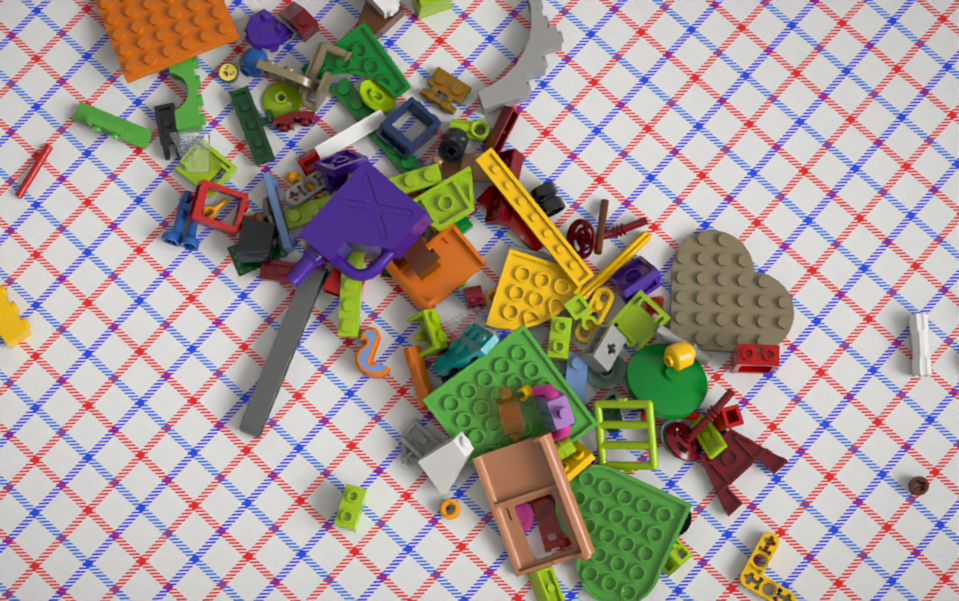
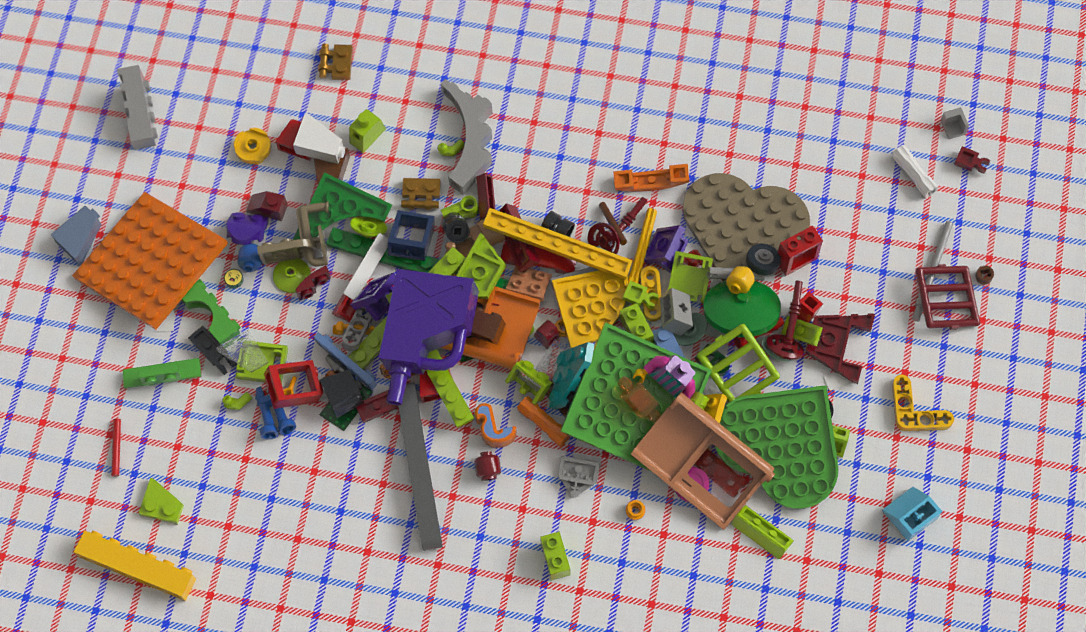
camera: 30 degrees left, 10 degrees down
(41, 246) = (160, 504): none -> lime wing
(160, 193) = (234, 403): none -> lime arm
(253, 125) = (281, 306): dark green plate -> none
(343, 388) = (487, 466): none -> dark red head
(446, 461) = (610, 469): white slope -> none
(488, 239) = (529, 283): none -> nougat hinge
(499, 65) = (445, 150): none -> lime arm
(665, 204) = (651, 180): none -> orange slope
(710, 500) = (835, 381): none -> white sticker
(716, 346) = (763, 259): none -> black wheel
(841, 475) = (936, 260): none -> light grey bar
(841, 484) = (966, 286): none -> dark red bar

